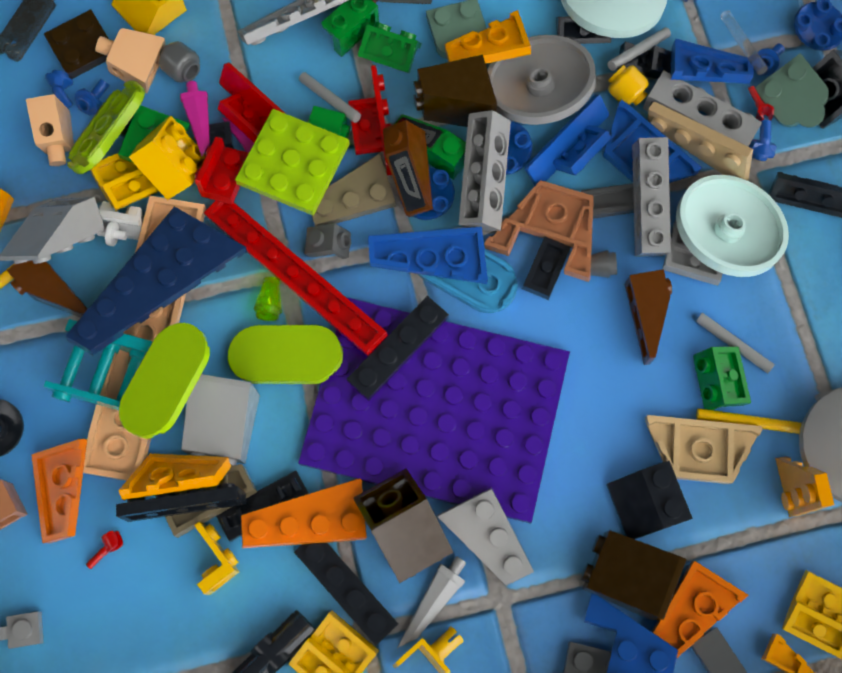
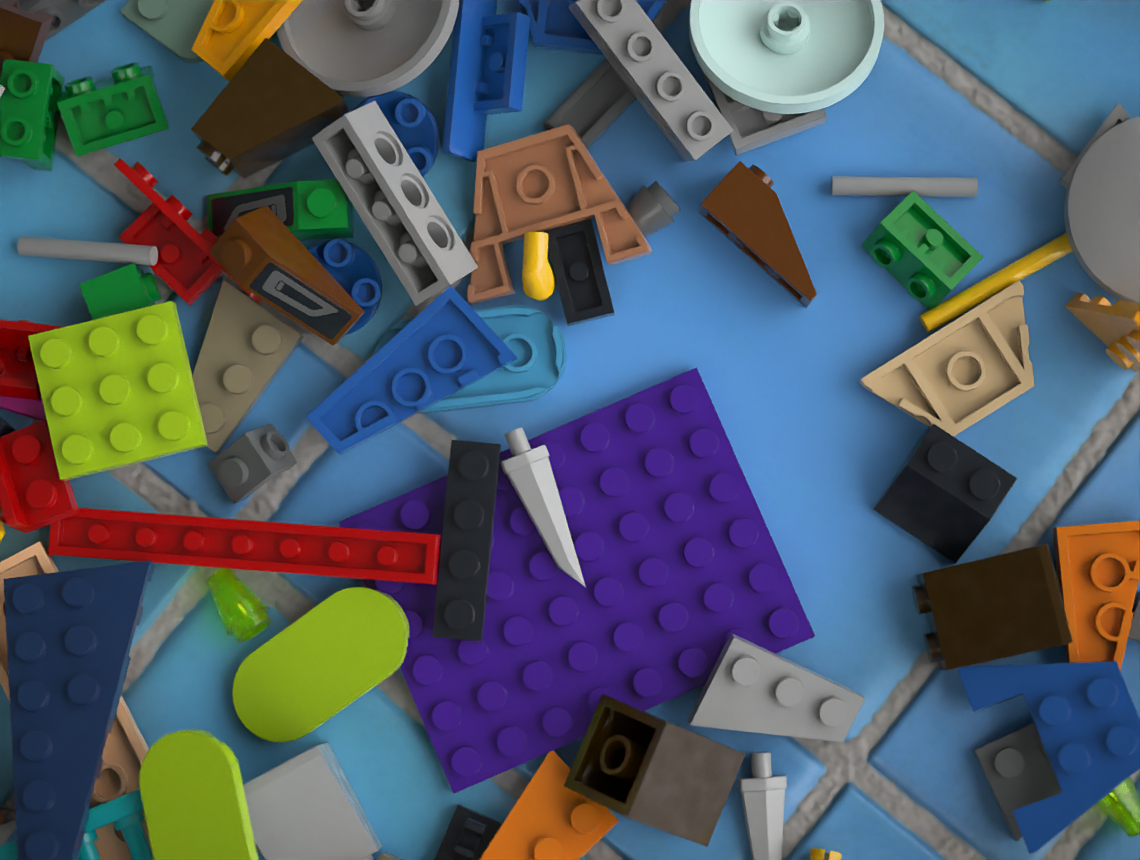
camera: 30 degrees left, 10 degrees up
(449, 350) = (535, 485): none -> light grey bar
(526, 252) = (537, 274): none -> yellow arm

